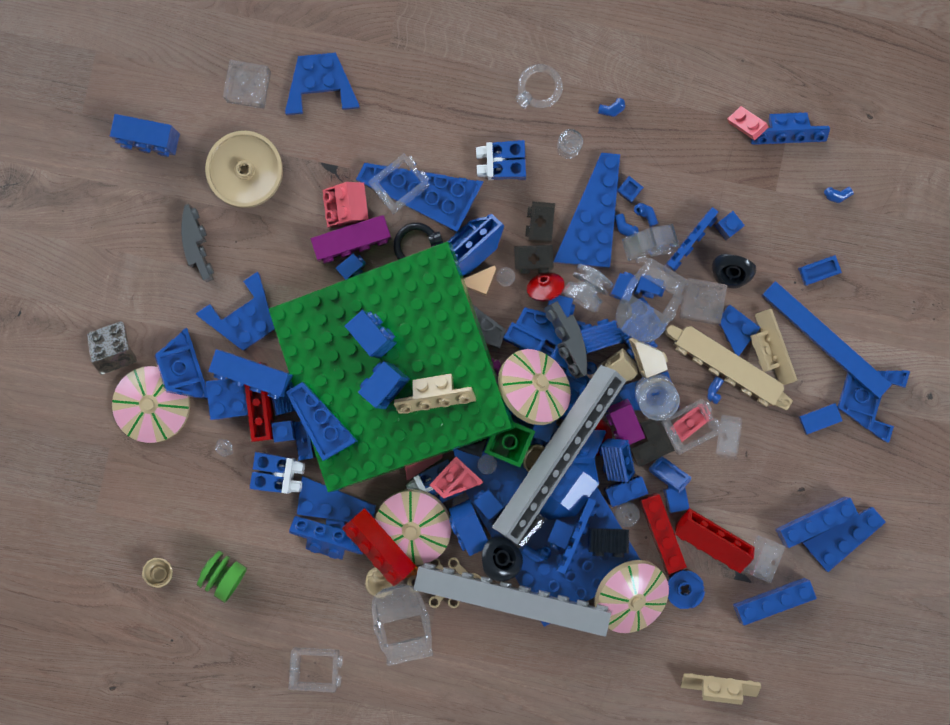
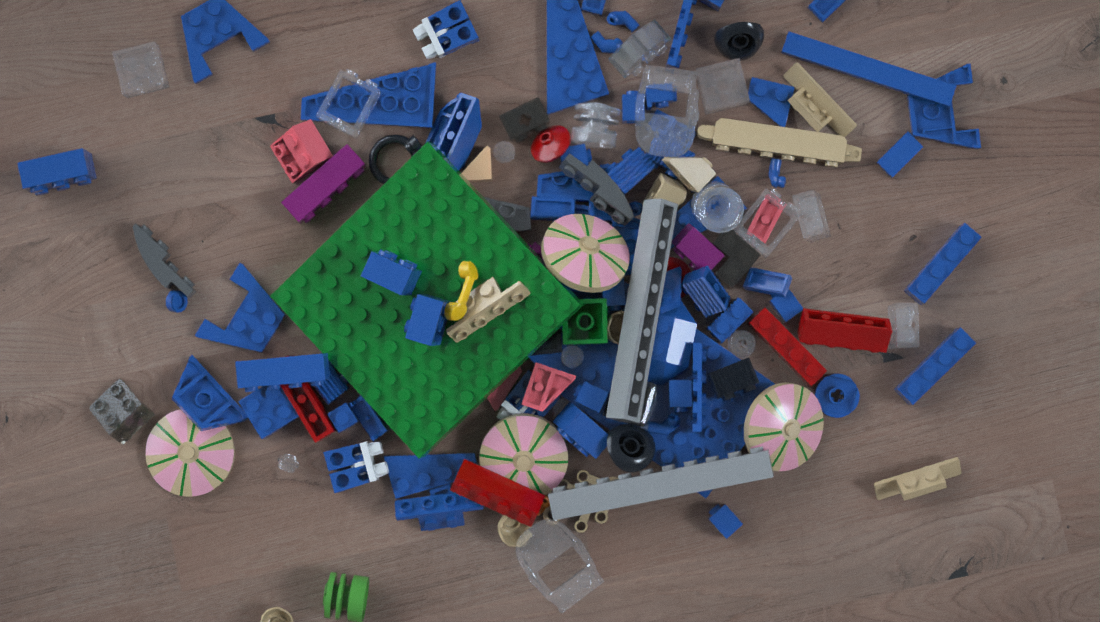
camera: 25 degrees left, 0 degrees up
(193, 280) = (176, 301): none -> blue tile
(244, 169) = (178, 160): tan dish -> none
(320, 423) = (380, 390): blue wing -> none
(351, 266) = (337, 213): blue brick -> none
(410, 388) = (455, 311): none -> yellow bar
(545, 212) = (515, 65): clear smoke brick -> none
(550, 649) = (724, 520): none -> blue brick
(838, 542) = (975, 273): blue wing -> none

